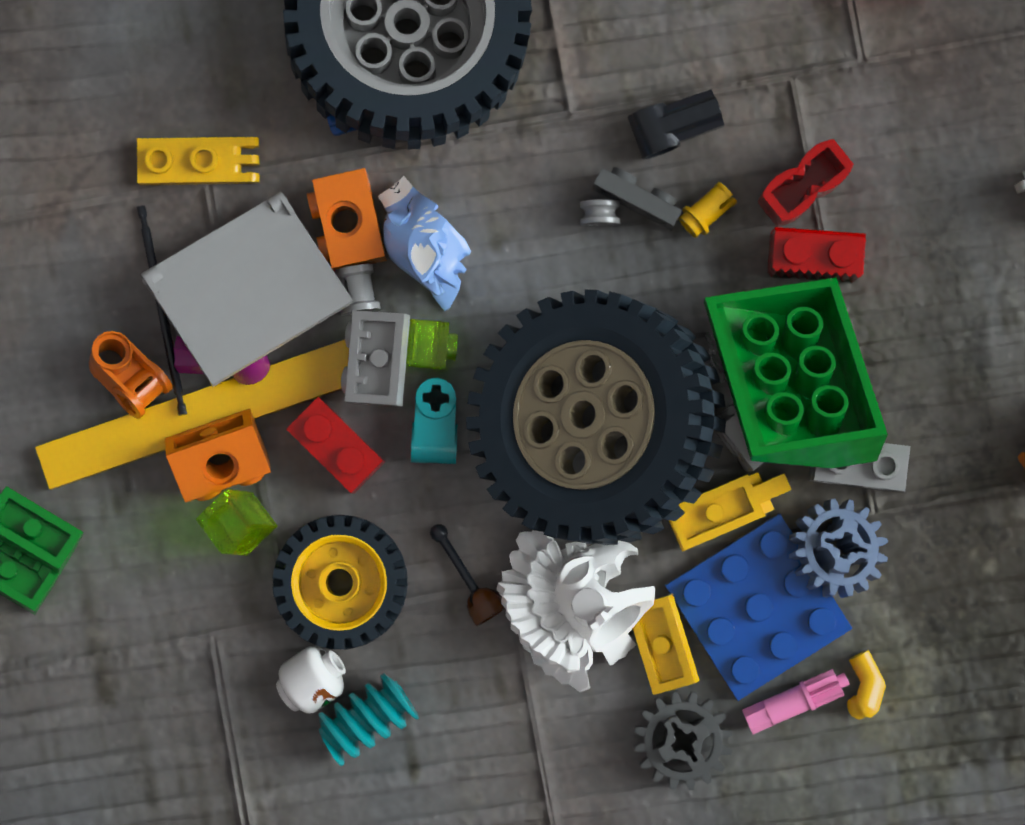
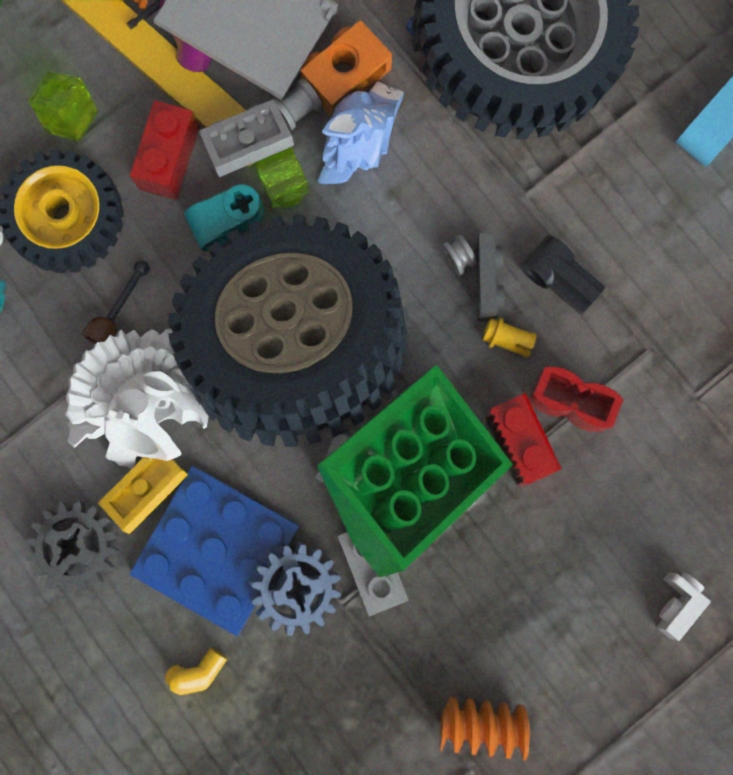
camera: 60 degrees right, 5 degrees down
(233, 436) = (129, 74): orange brick -> none
(727, 508) = (279, 480): yellow hinge -> none
(796, 700) = (154, 622): bright pink piece -> none

